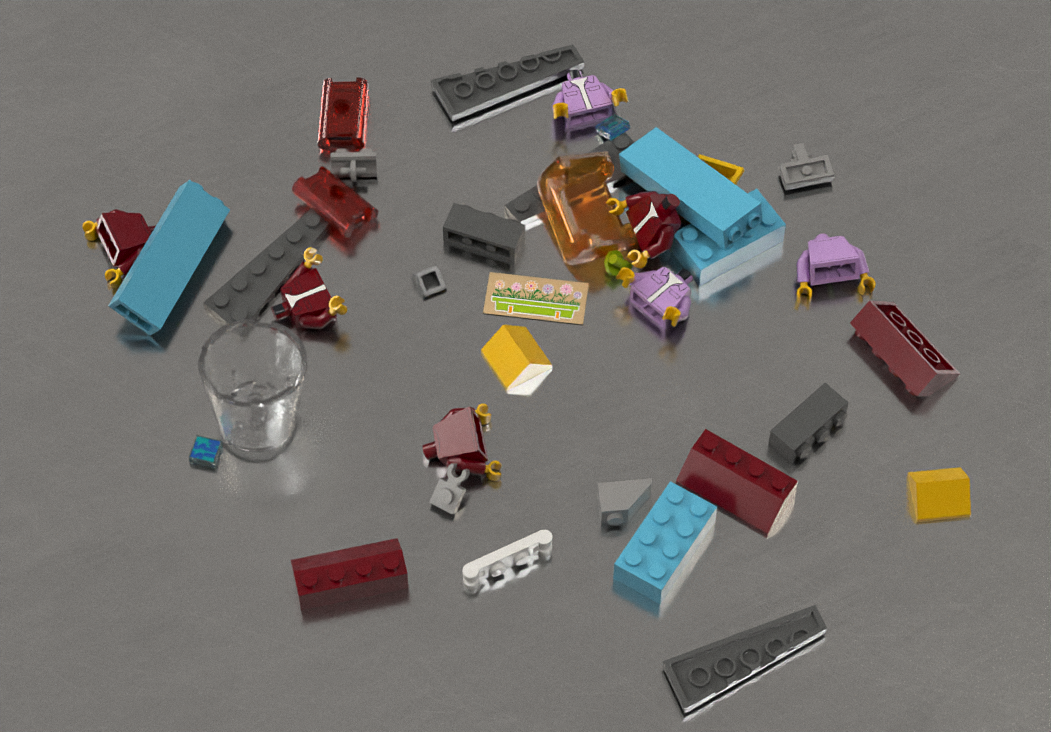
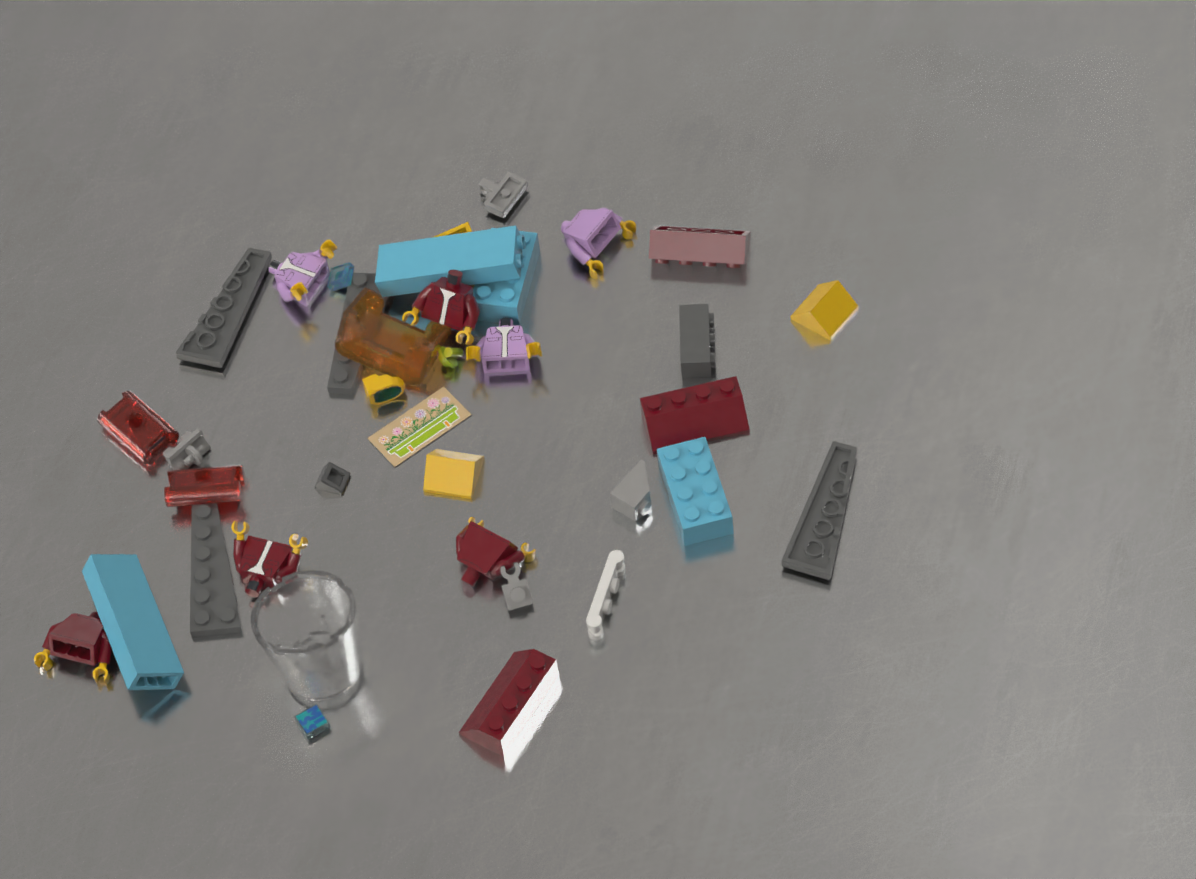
camera: 40 degrees left, 5 degrees down
(484, 232) = (335, 415): dark grey brick -> none
(540, 242) = (382, 388): none -> yellow rock

